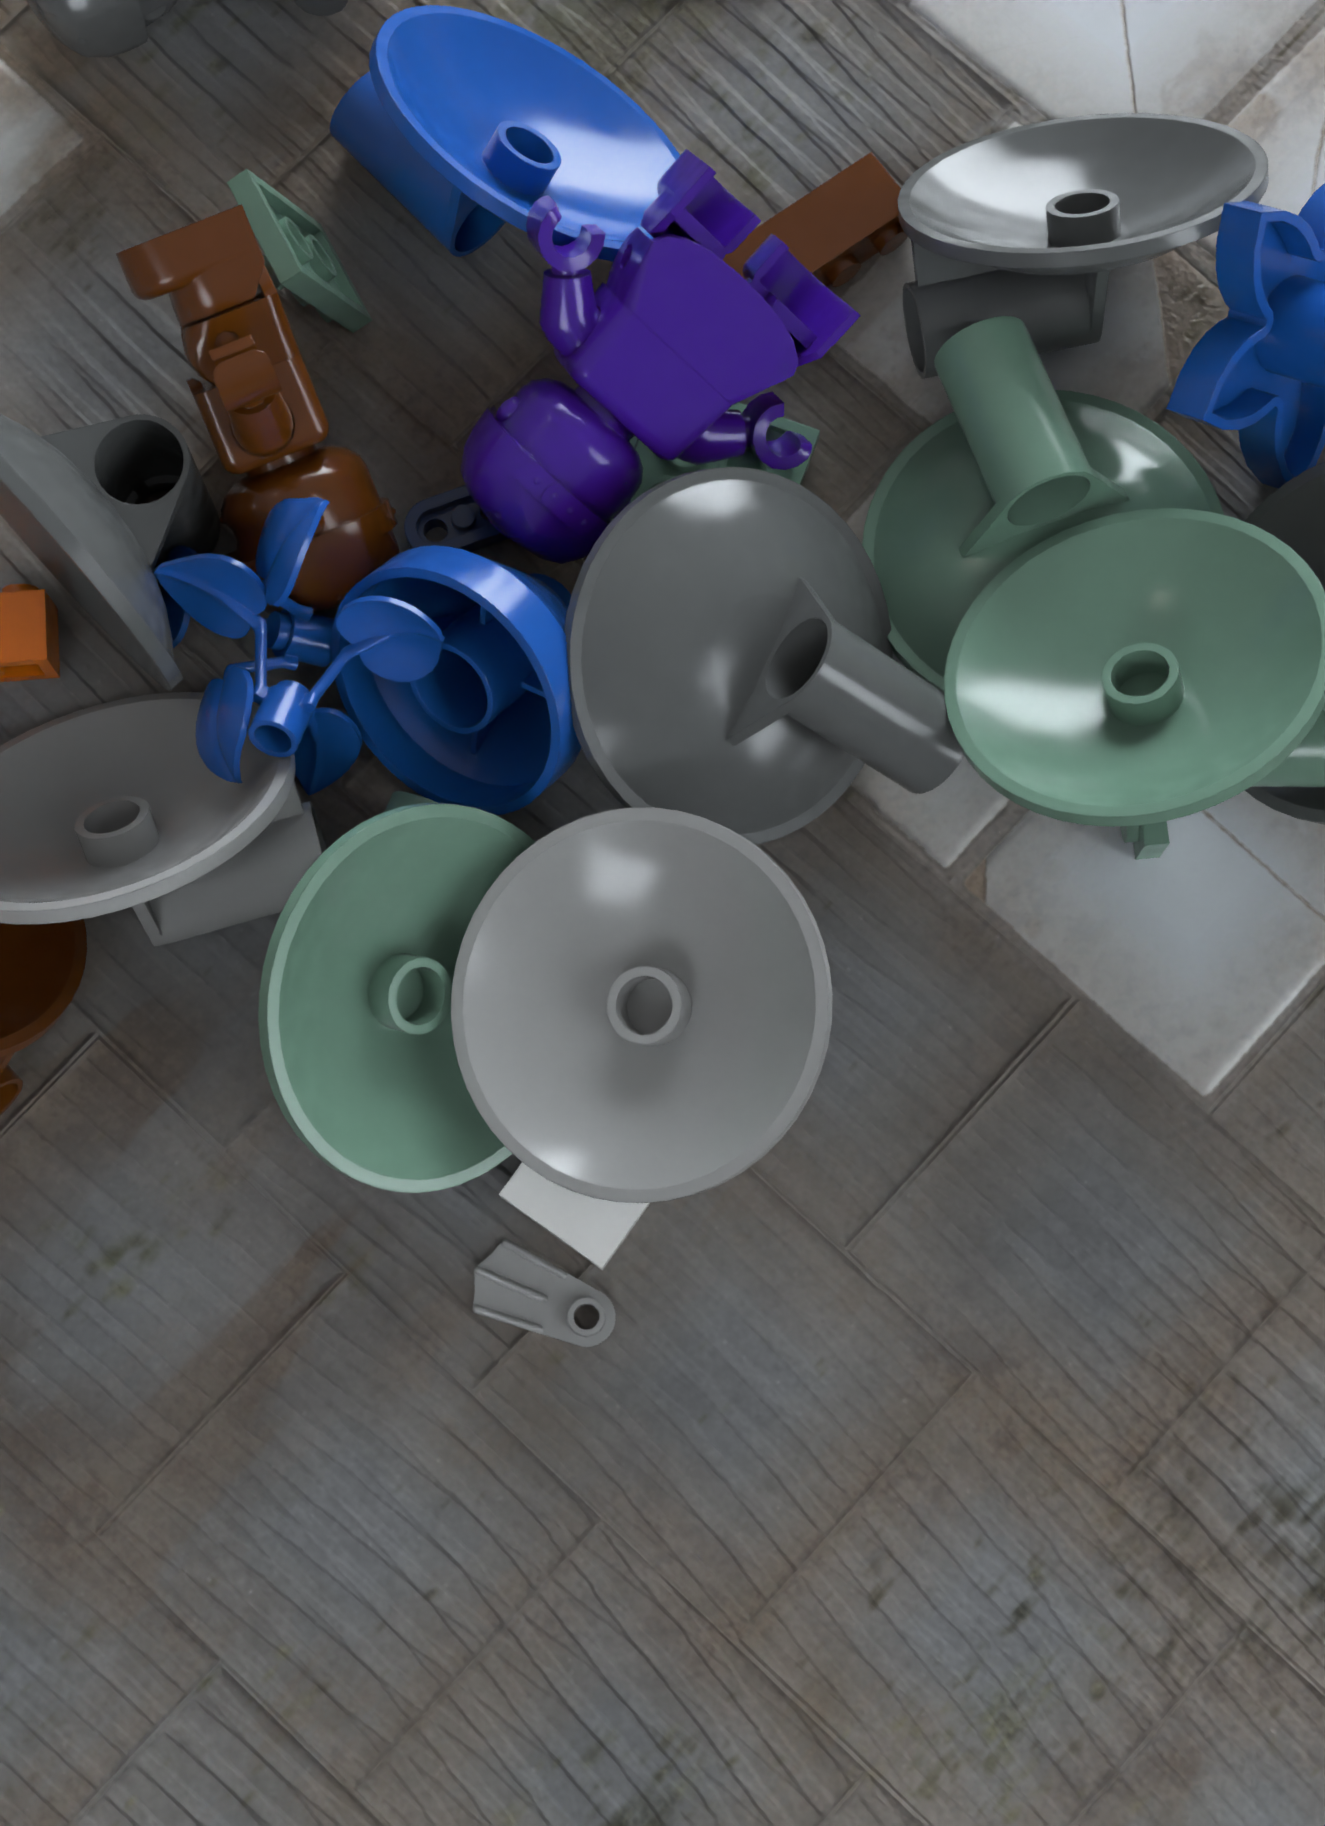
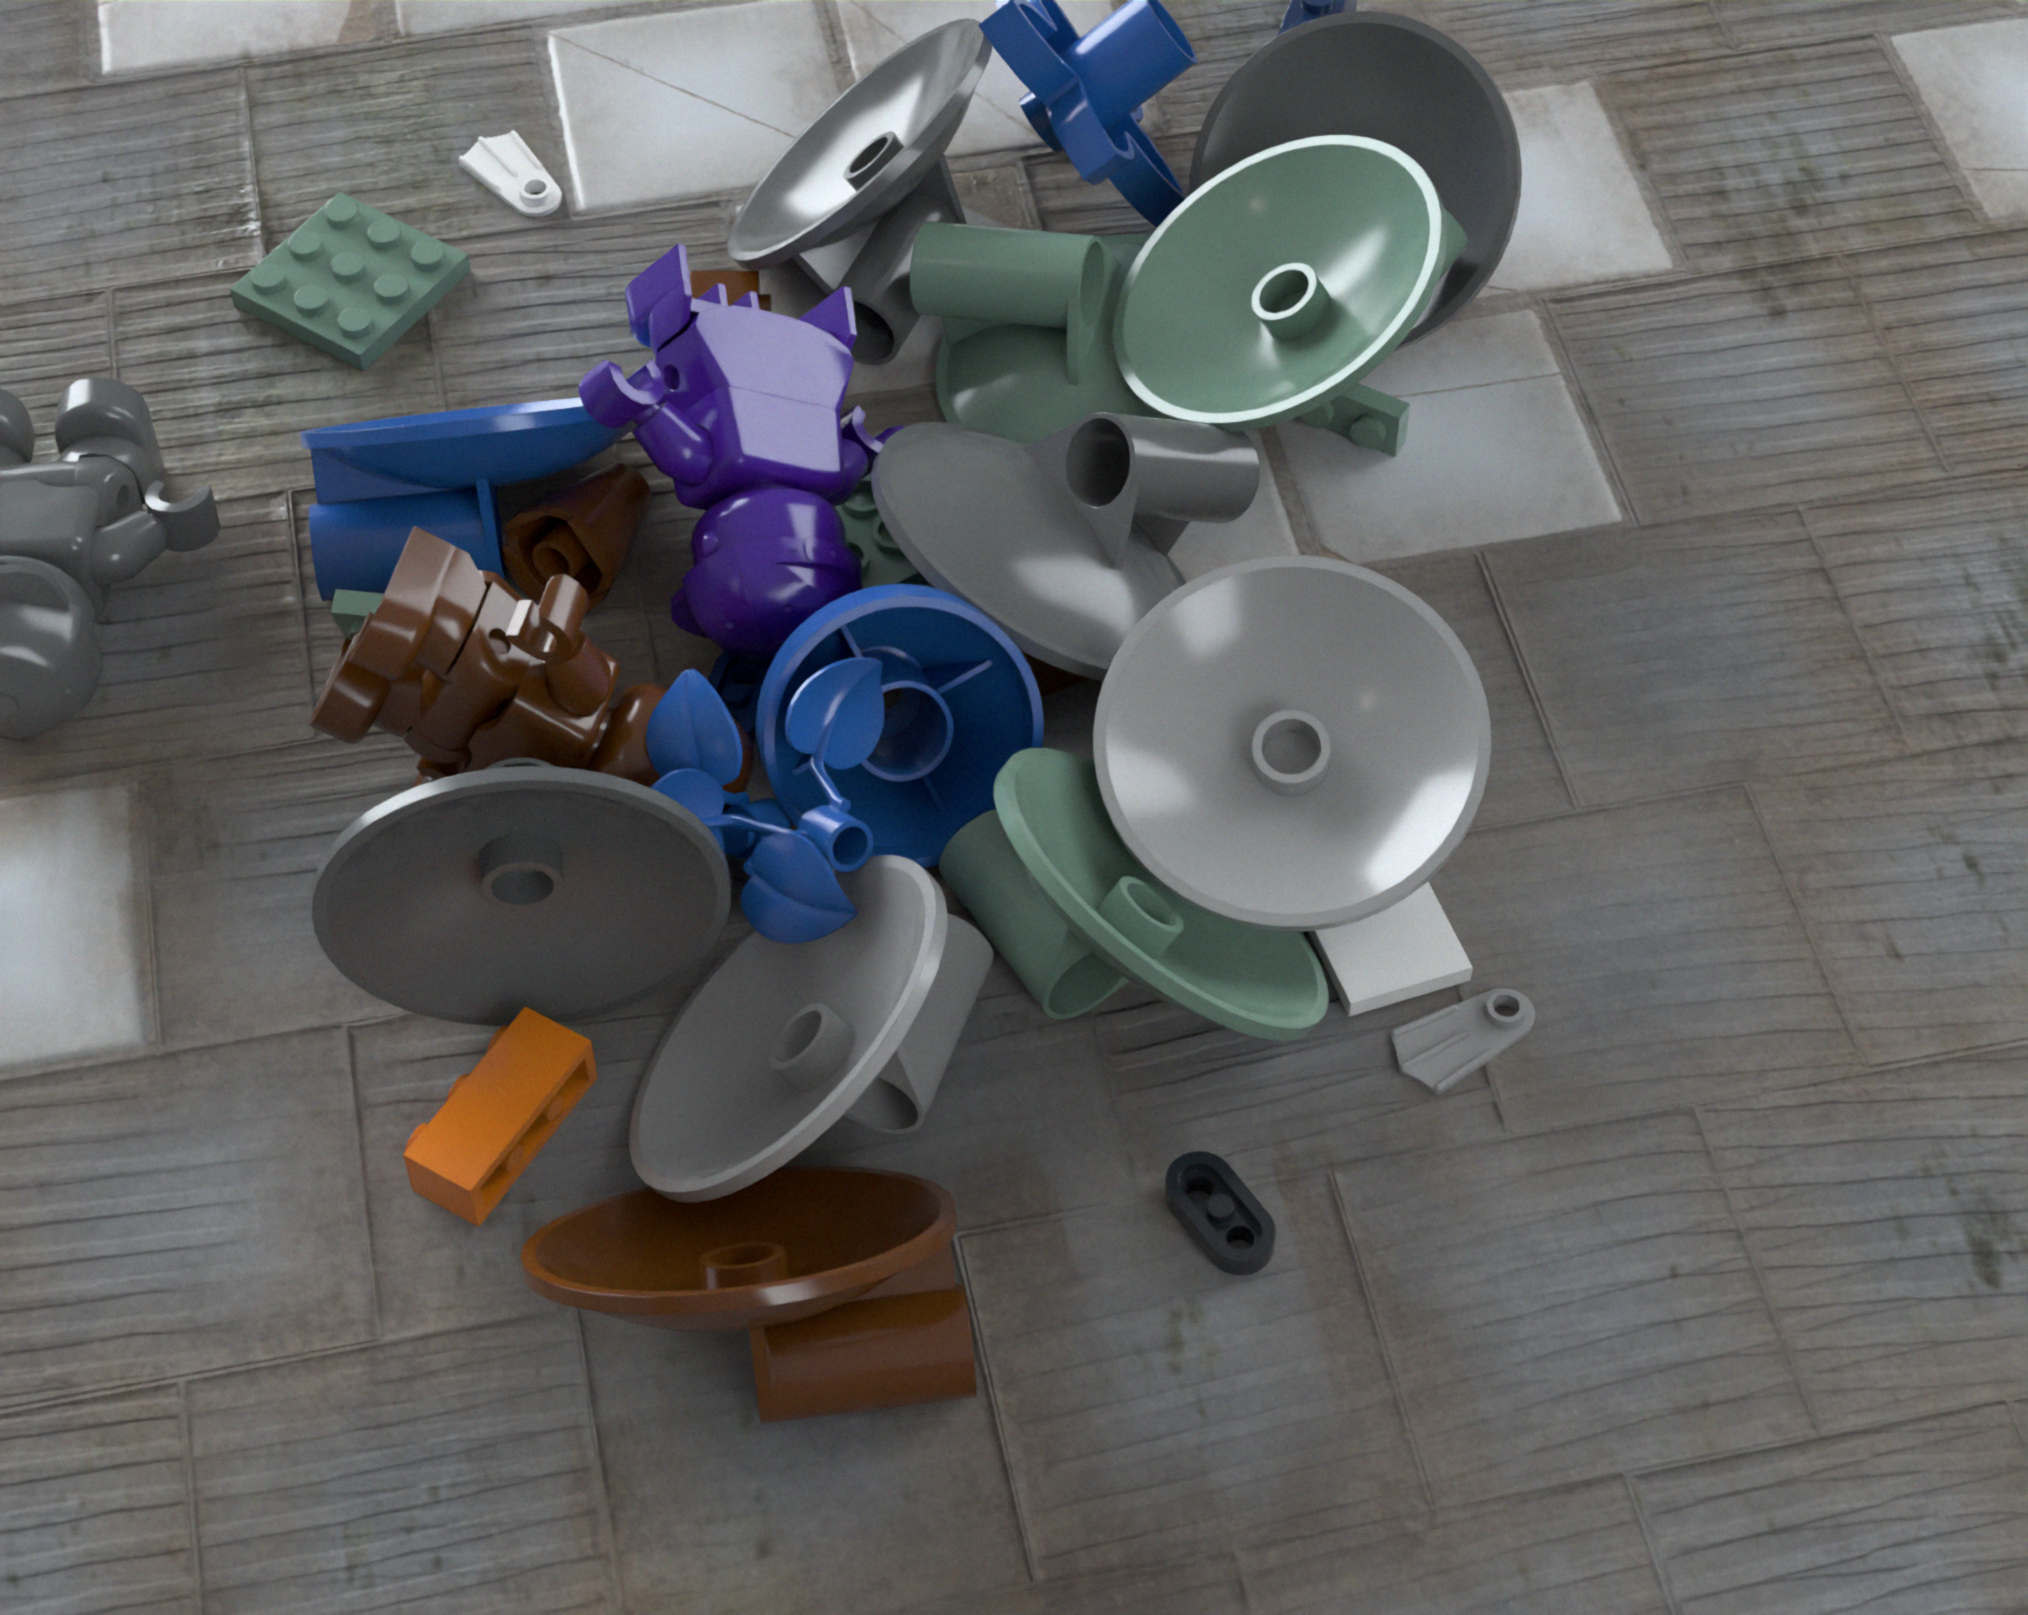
camera: 55 degrees left, 25 degrees down
(228, 1218) = (1224, 1216): none -> black plate
(506, 282) = (578, 532): none -> reddish brown cone

